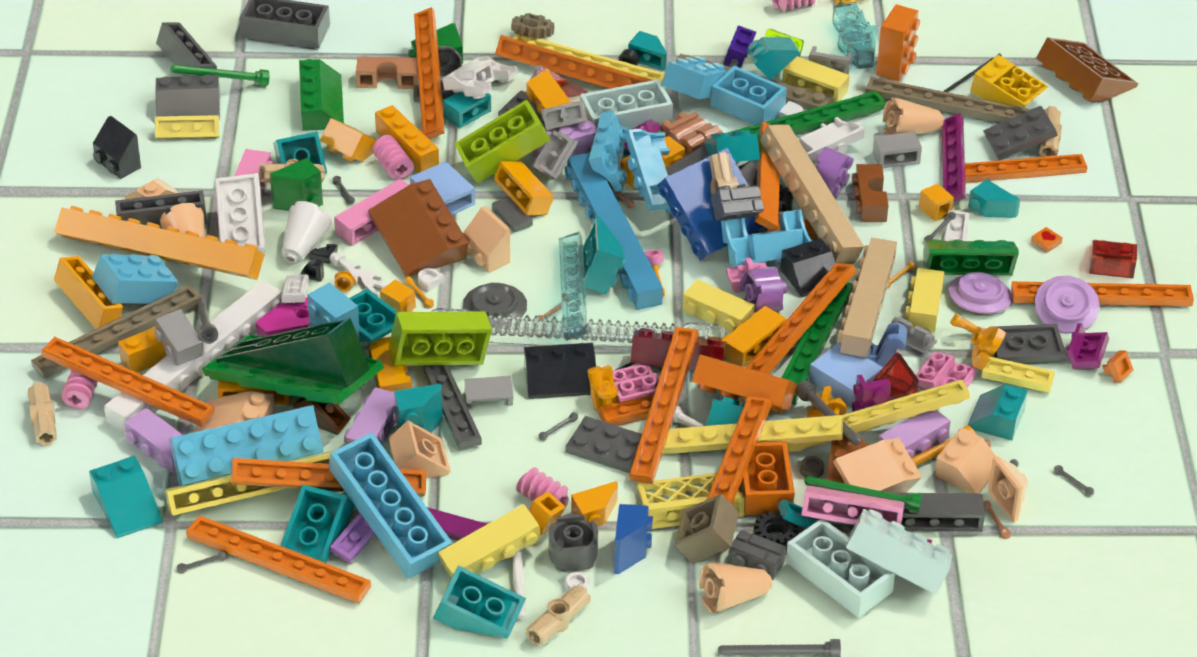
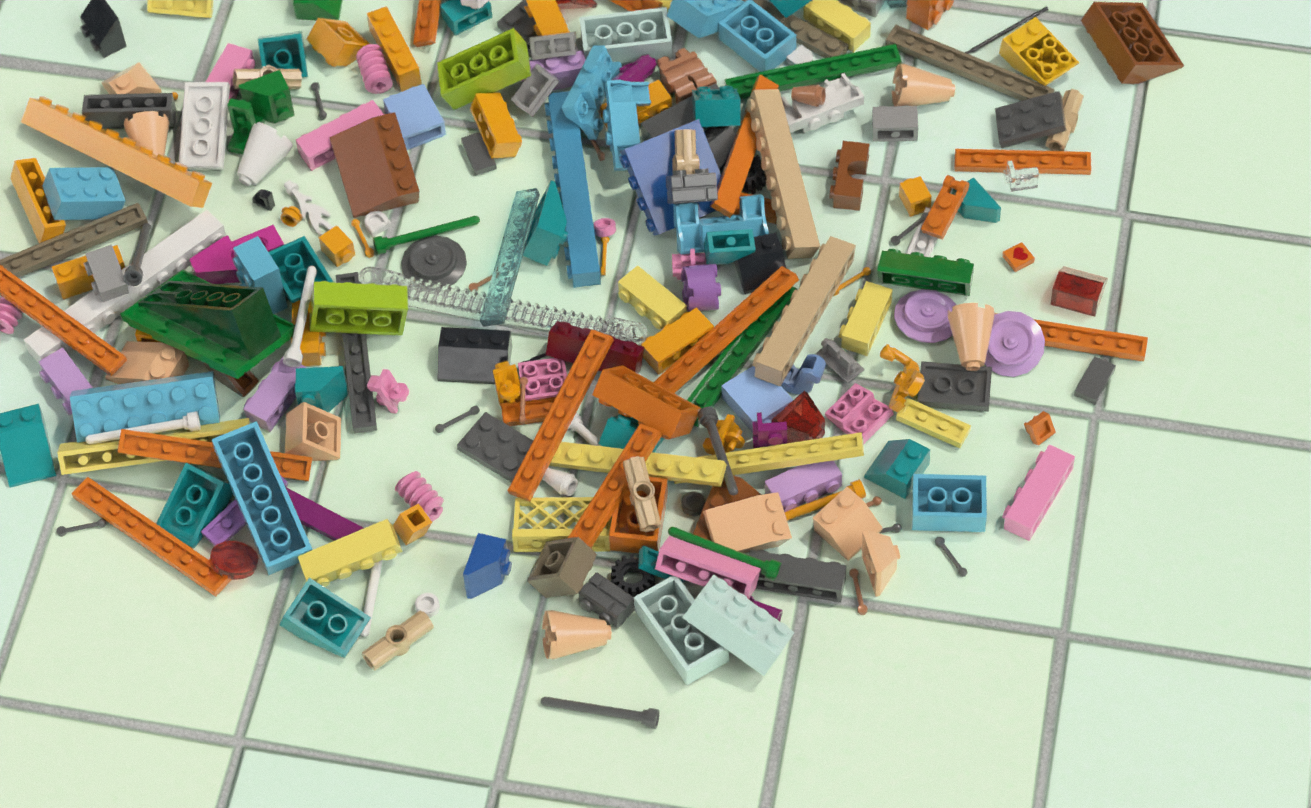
camera: 15 degrees right, 15 degrees up
(278, 210) = (242, 120): none -> green bracket
(295, 288) = (238, 222): white tile -> none
(296, 450) = (188, 422): none -> white piece
(323, 253) = (280, 177): black tile -> none
(370, 566) = (234, 559): none -> clear red tile
(386, 384) = (293, 355): none -> white piece
(442, 293) = (383, 244): none -> green piece
(488, 240) = (440, 189): light nougat slope -> none
(488, 389) = (402, 368): light grey hinge -> none
(490, 406) = (388, 390): none -> bright pink hips
(573, 543) = (431, 562): dark grey brick -> none
(595, 503) = (466, 519): light orange slope -> none
(624, 414) = (523, 382): none -> nougat hinge
(679, 463) = (561, 481): none -> white cone
(771, 451) = (644, 507): none -> tan piece
(781, 250) = (728, 246): none -> teal slope
(816, 129) = (810, 95): none -> nougat cone
(834, 168) = (815, 145): medium lavender brick -> none
(954, 156) = (952, 138): magenta tile -> none
(969, 204) = (945, 207): none -> orange plate
(1027, 179) = (1021, 179): none -> clear bracket
(1032, 292) = (971, 333): none -> light nougat cone
(1059, 433) = (949, 503): none -> medium azure brick
(1086, 349) = (1013, 401): magenta bracket -> none
(1137, 416) = (1038, 492): none -> bright pink brick
(1153, 325) = (1094, 380): none -> dark grey tile

